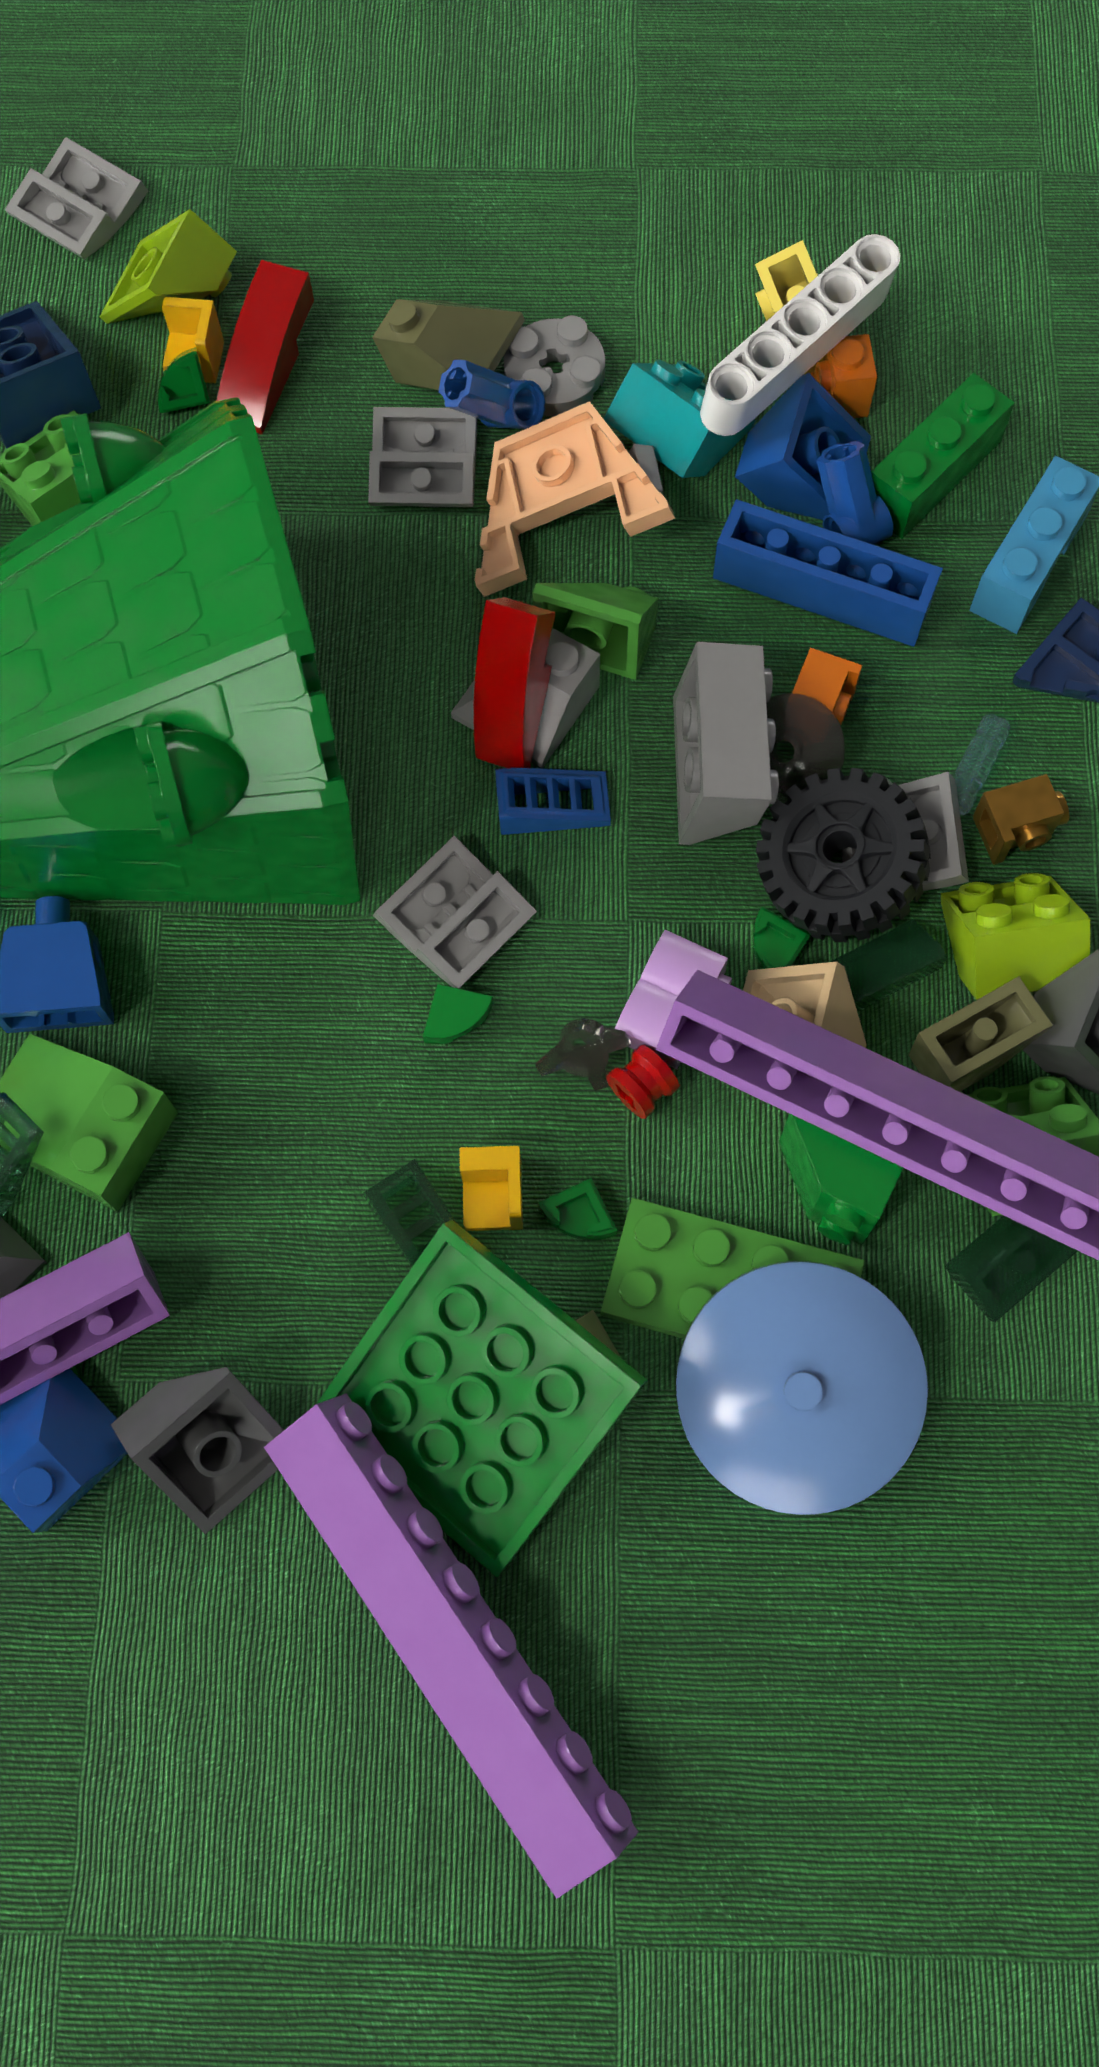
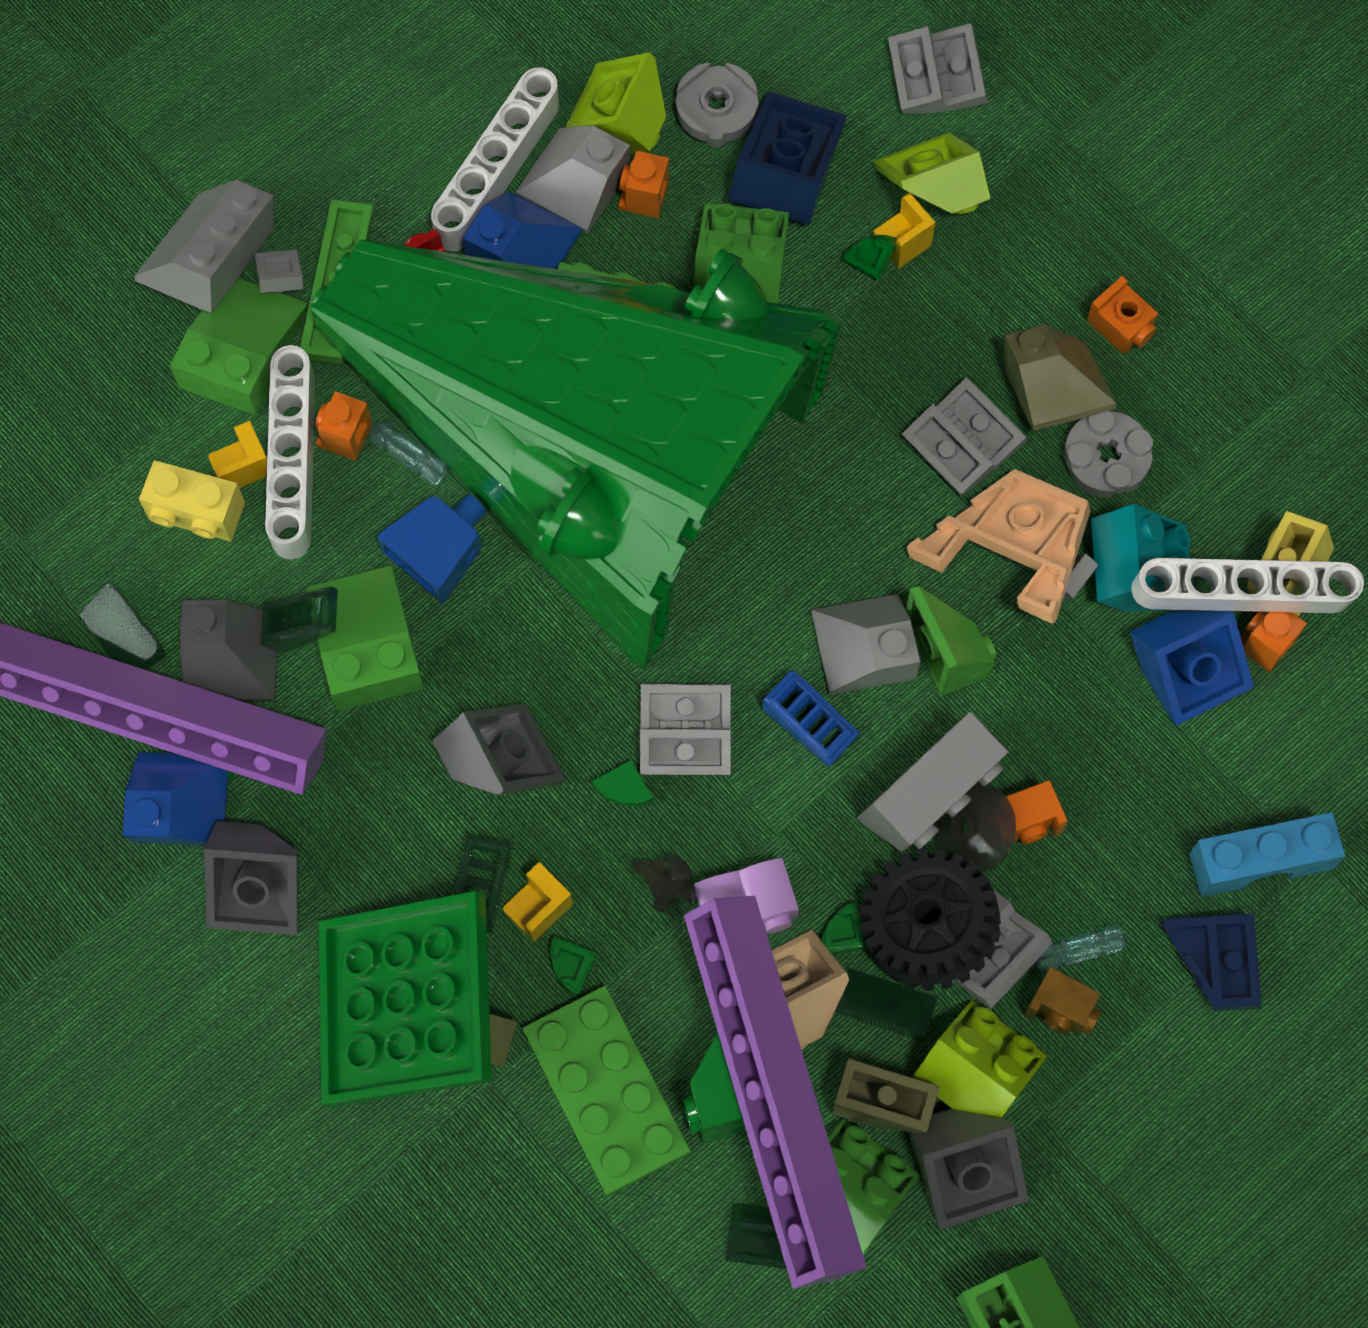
camera: 45 degrees right, 0 degrees up
(265, 339) = (943, 275): red slope -> none
(310, 1095) = (498, 751): none -> dark grey slope
(448, 250) = (1117, 328): none -> orange brick
(453, 1644) = (263, 1107): medium lavender brick -> none
(492, 396) = (1035, 441): blue piece -> none
(510, 681) = (848, 627): red slope -> none
(643, 1081) = (674, 930): red wheel -> none
(801, 1388) = (578, 1177): medium blue dish -> none
(825, 572) = (1115, 745): blue brick -> none
(851, 495) = (1178, 723): blue piece -> none
(941, 452) = (1272, 740): green brick -> none

